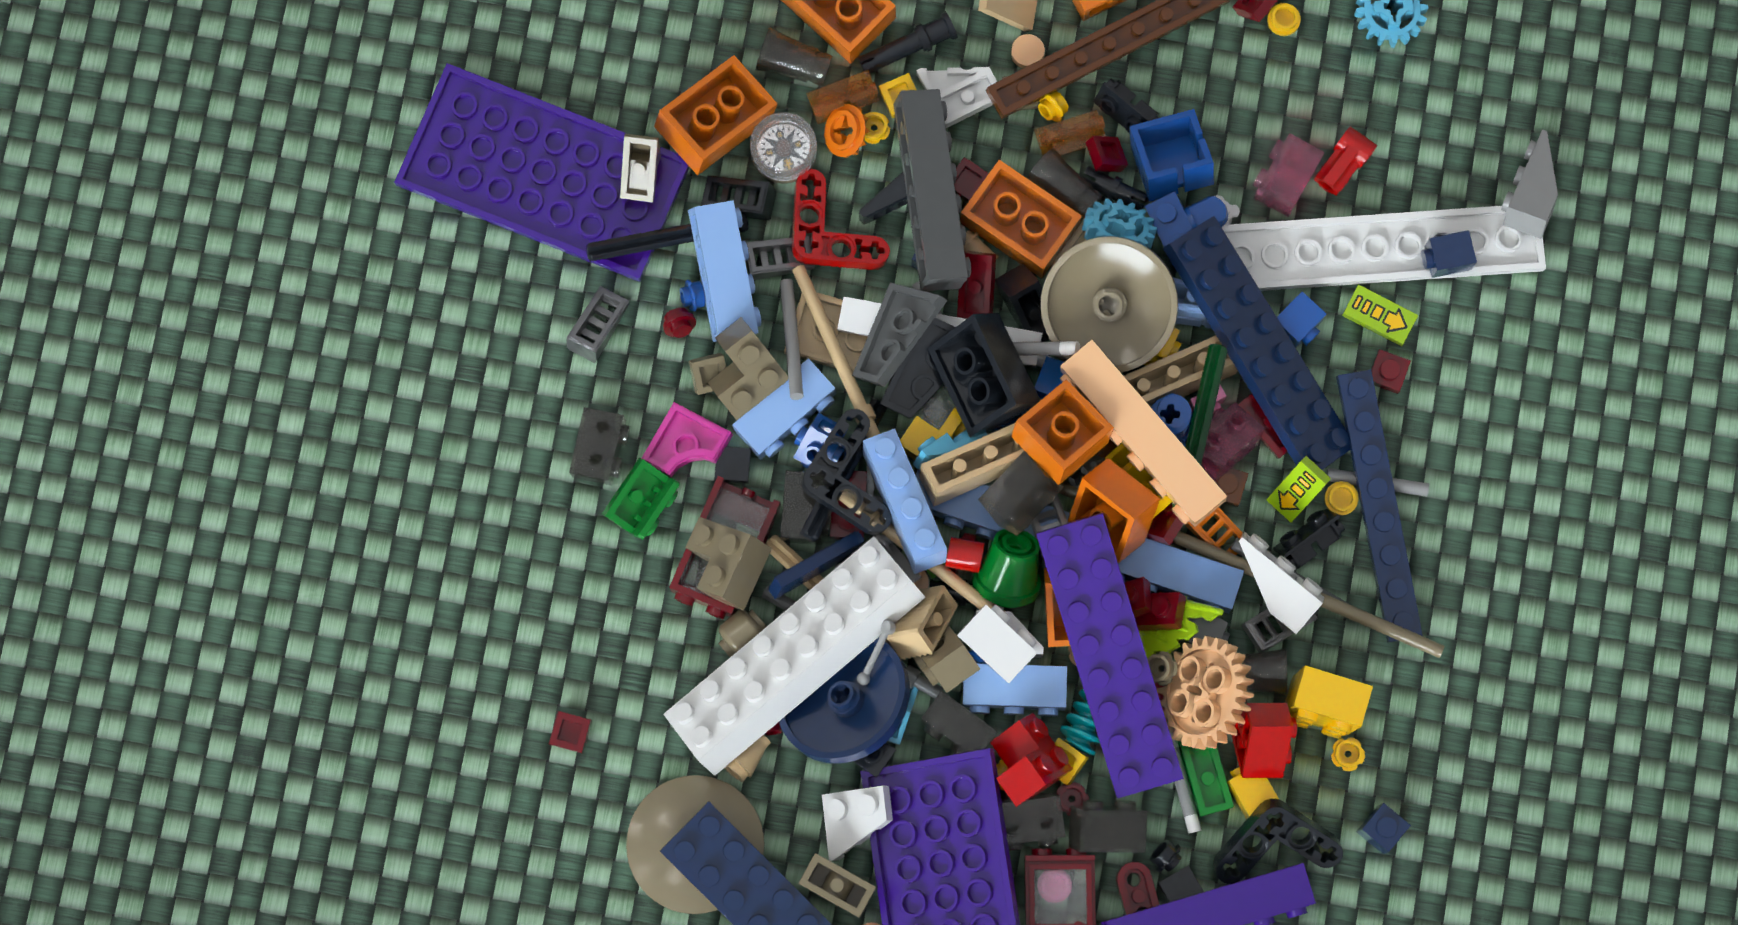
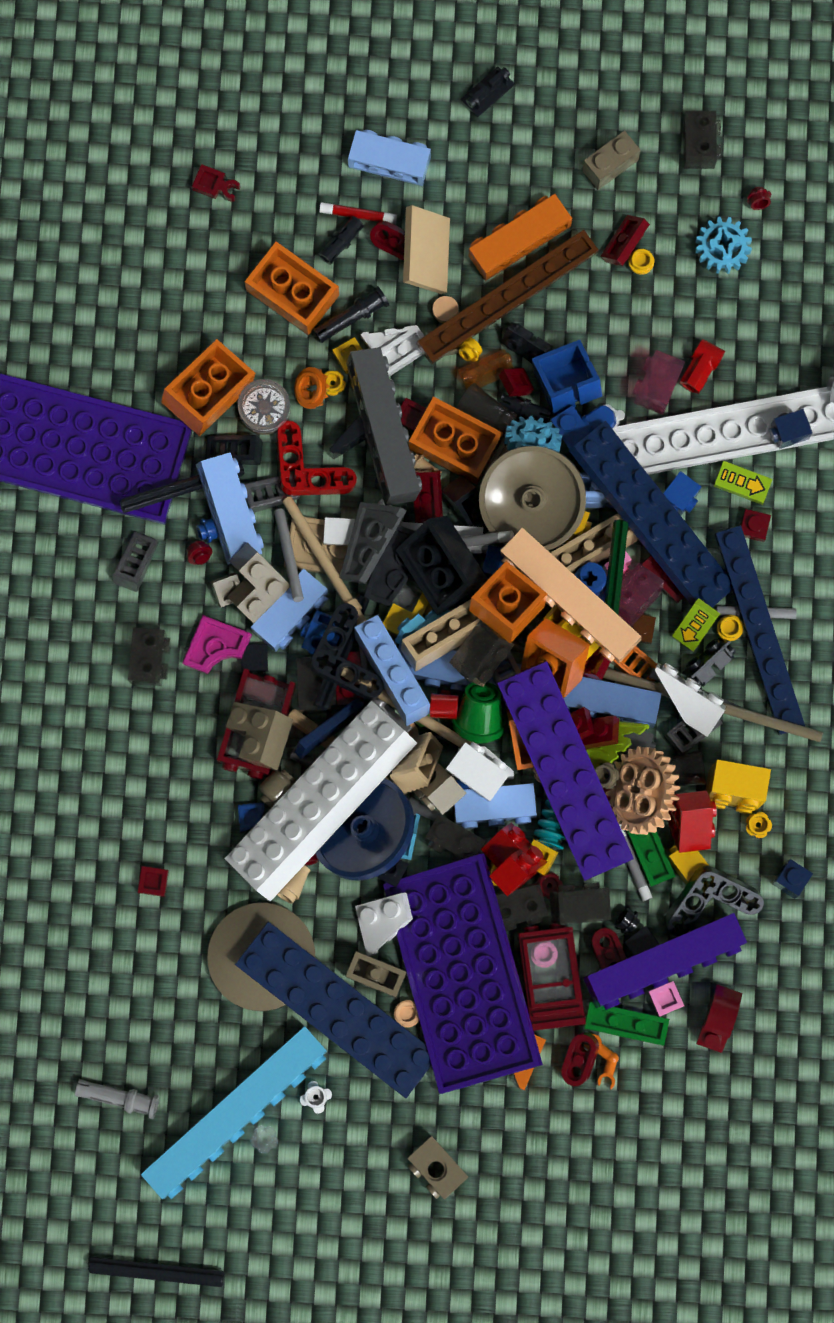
camera: 10 degrees left, 0 degrees up
(639, 167) = (154, 435): slope -> none
(641, 499) = (186, 694): green bracket -> none
(703, 662) = (250, 815): none -> blue tile
(793, 58) = (263, 336): clear smoke plant -> none
(853, 90) = (313, 355): clear orange hinge -> none
(887, 628) = (390, 770): light grey hinge -> none

